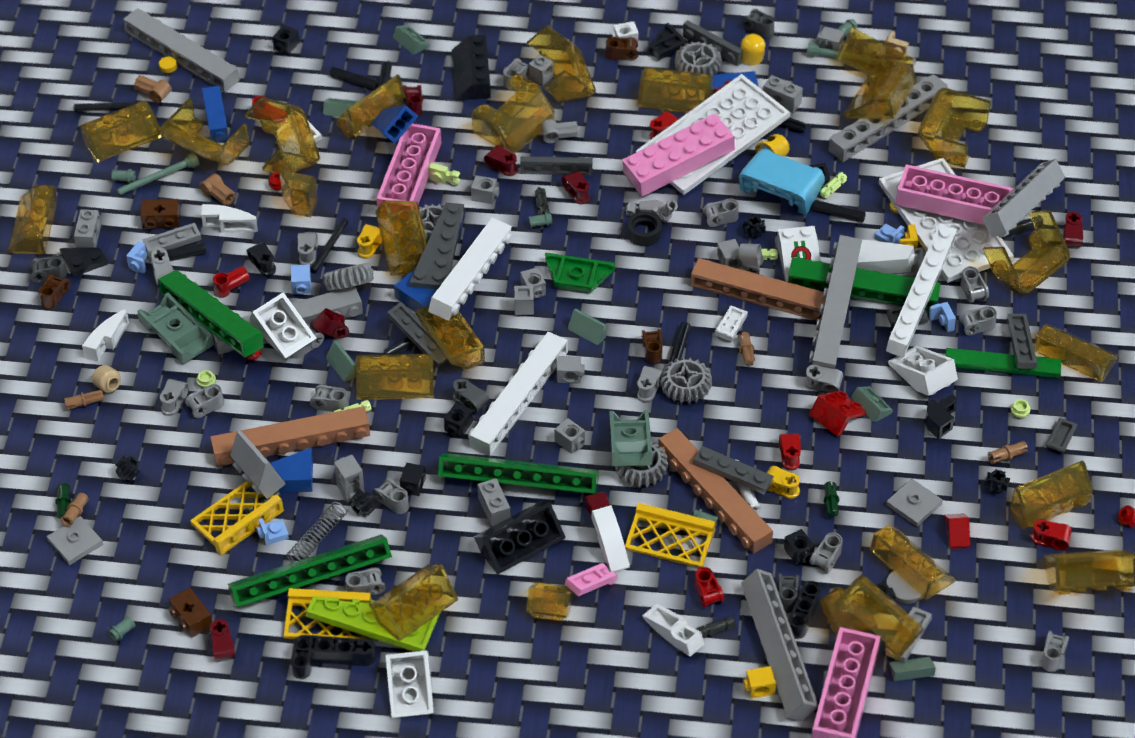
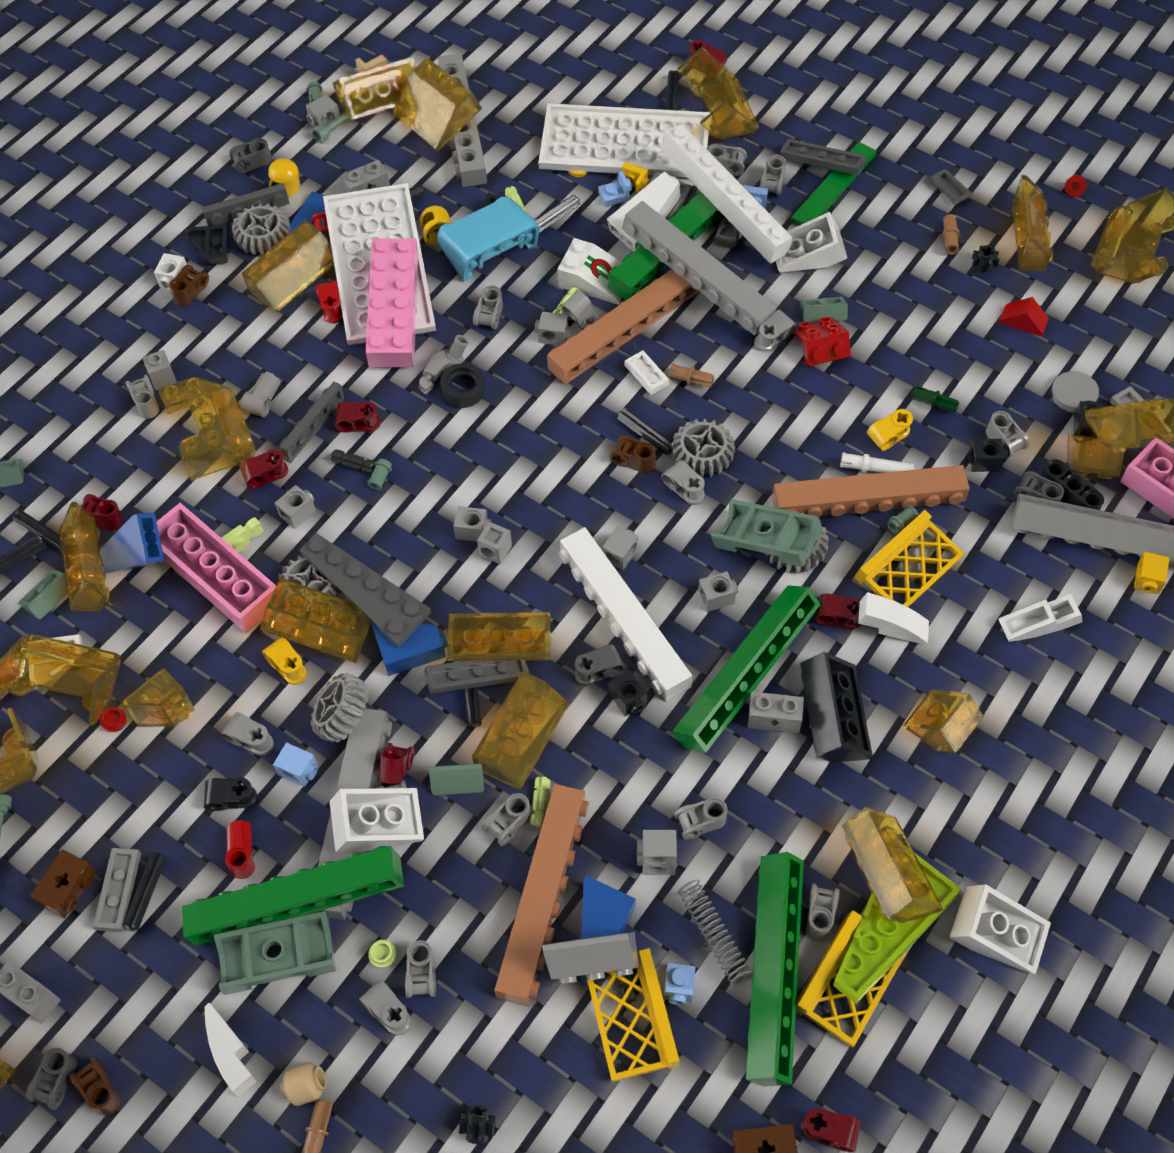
camera: 60 degrees left, 10 degrees up
(83, 259) = (65, 1022): black wing -> none
(137, 257) = (118, 949): light blue bracket -> none
(160, 267) = (163, 923): light grey piece -> none
(214, 186) = (66, 796): medium nougat piece -> none
(228, 219) = (133, 805): white slope -> none
(329, 245) = (257, 707): black bar -> none
(358, 652) = (913, 996): black beam -> none
(363, 503) = (698, 855): black gear -> none
(413, 478) = (690, 783): black brick -> none
(470, 269) = (422, 573): white brick -> none
(471, 69) = (100, 433): black slope -> none
(569, 68) = (182, 346): clear yellow windscreen -> none
(577, 272) = (480, 476): green wing -> none
(587, 327) = (568, 502): sand green slope -> none
(590, 579) = (942, 665): bright pink plate -> none
(708, 590) = (1001, 561): red piece -> none
(717, 626) = (1053, 579): pearl dark grey axle -> none
(733, 470) = (864, 460): dark grey plate -> none
(754, 227) = (529, 291): black gear -> none
(790, 450) = (849, 400): red piece -> none
(910, 562) = (1055, 372): clear yellow slope -> none
(914, 502) = (972, 335): light grey plate -> none
(939, 417) = (876, 265): black brick -> none
(946, 121) = (502, 61): clear yellow windscreen -> none
(948, 194) = (615, 113): bright pink brick -> none
(1020, 408) = (900, 199): yellowish green plate -> none
(1023, 198) = (665, 63): light grey brick -> none
(1053, 534) = (1072, 250): red piece -> none
(1075, 352) = (858, 126): clear yellow slope -> none

